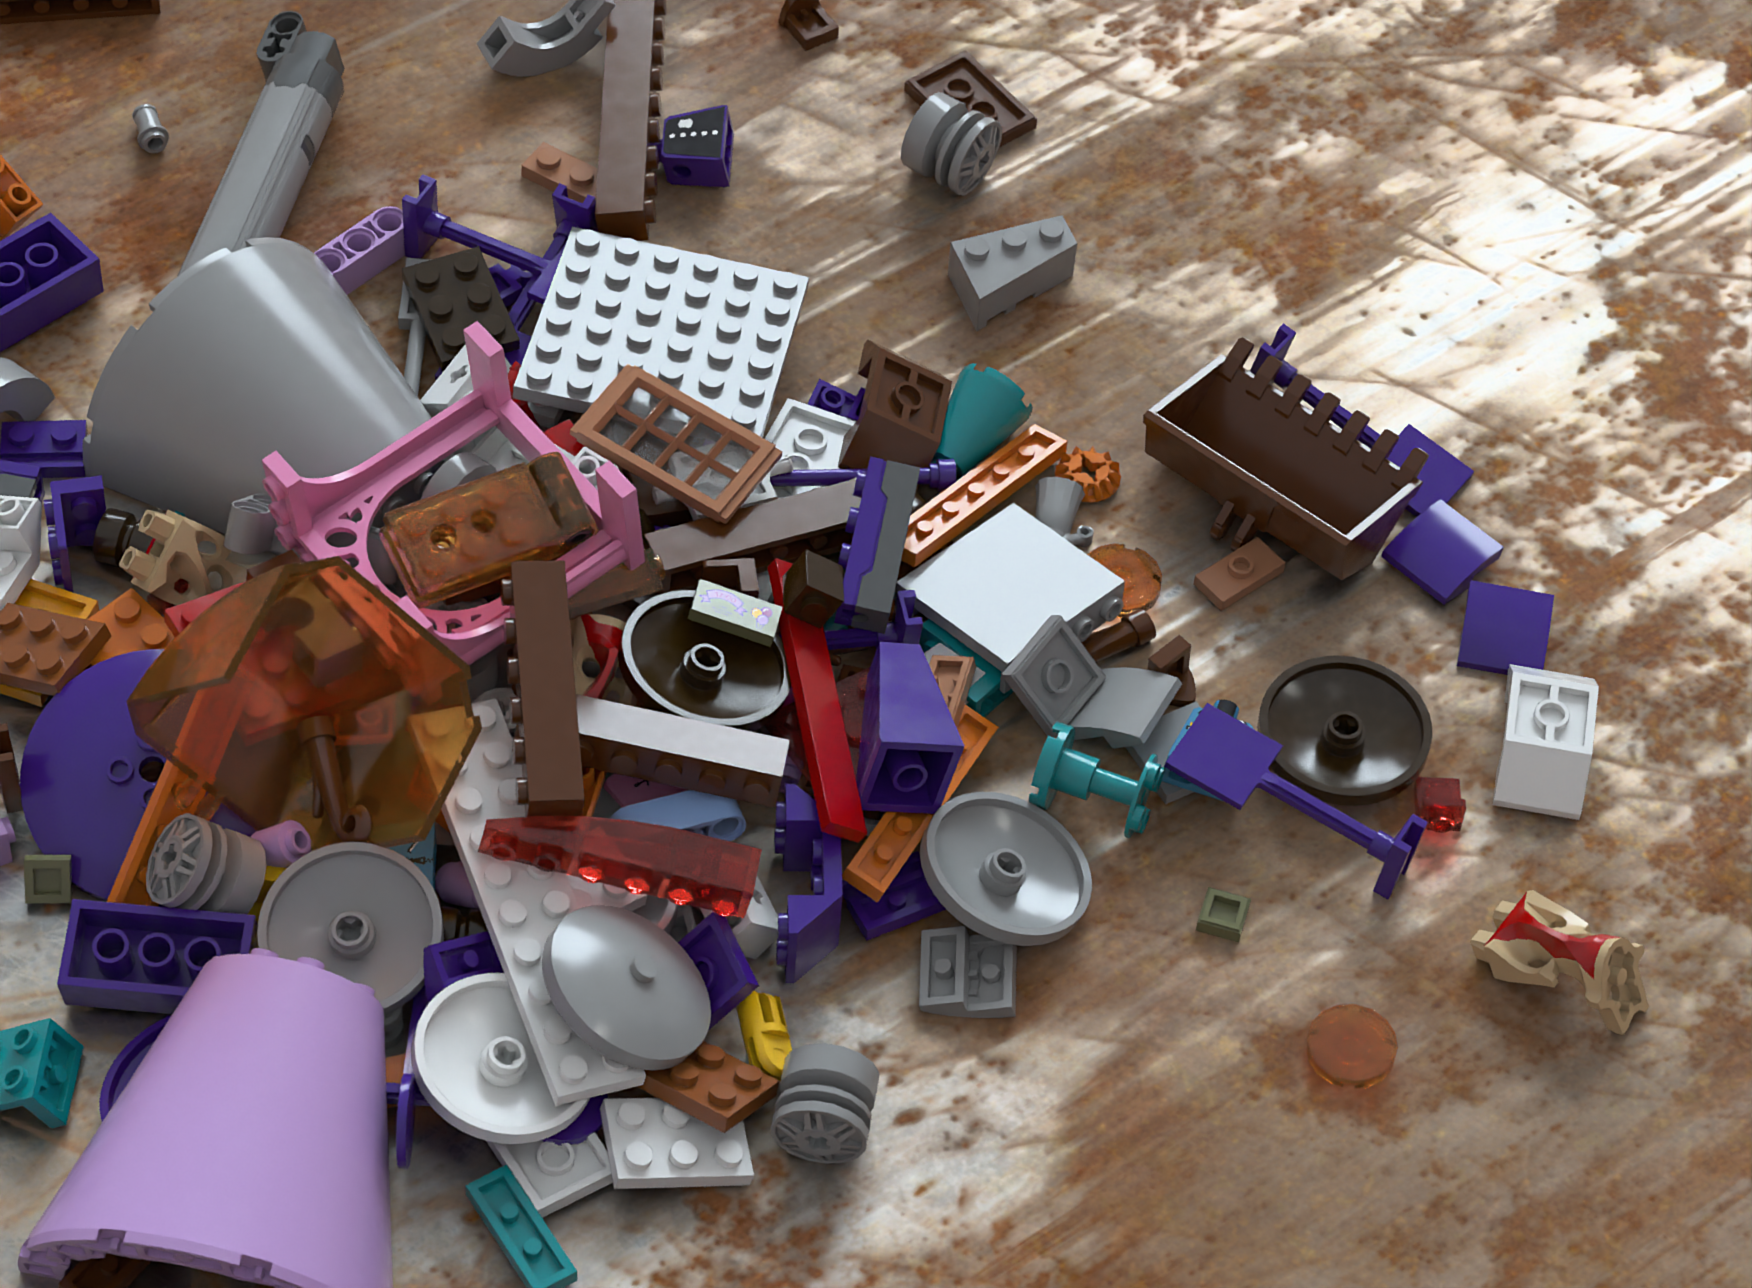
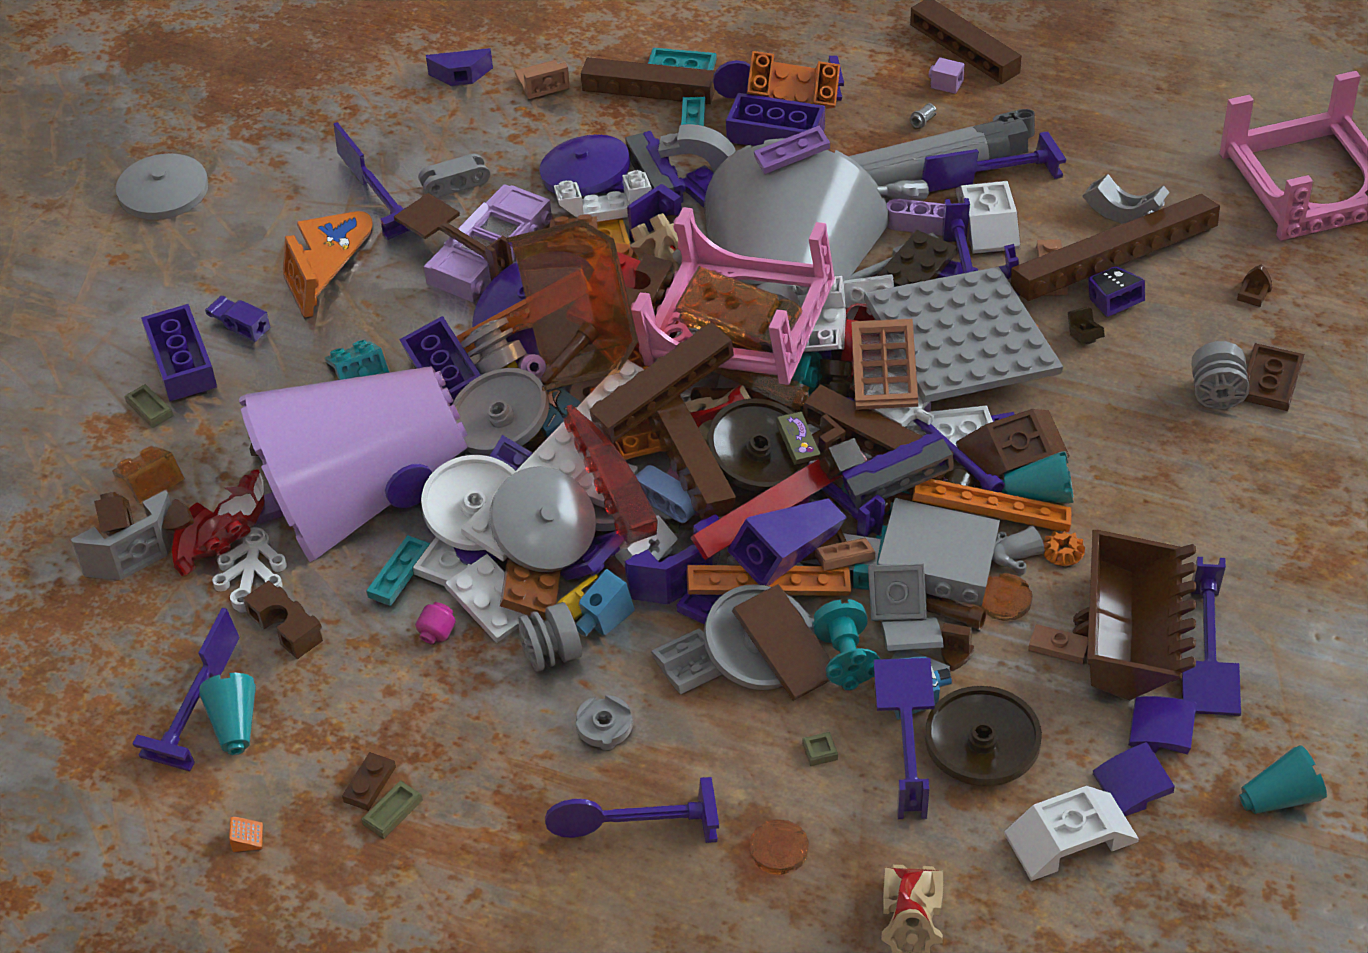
camera: 65 degrees right, 5 degrees down
(48, 878) = (465, 313): olive tile -> none
(96, 54) = (947, 75): none -> lavender brick
(219, 282) = (791, 149): none -> medium lavender plate
(309, 225) = (905, 189): none -> light grey piece
(369, 53) = (959, 168): none -> dark purple piece
(468, 182) = (991, 216): none -> white slope
(670, 1236) = (435, 623): none -> dark pink head
(733, 220) = (1083, 326): none -> dark brown bracket
(810, 1001) = (604, 605): none -> dark azure torso
(1002, 1150) = (605, 735): none -> light grey plate
(1010, 265) = (1167, 443): light grey wedge -> none
(1041, 843) = (784, 641): none -> reddish brown tile
(1244, 1091) = (581, 816): none -> dark purple piece
(1439, 803) = (980, 808): clear red bracket -> none
(1622, 491) = (1284, 784): none -> teal cone

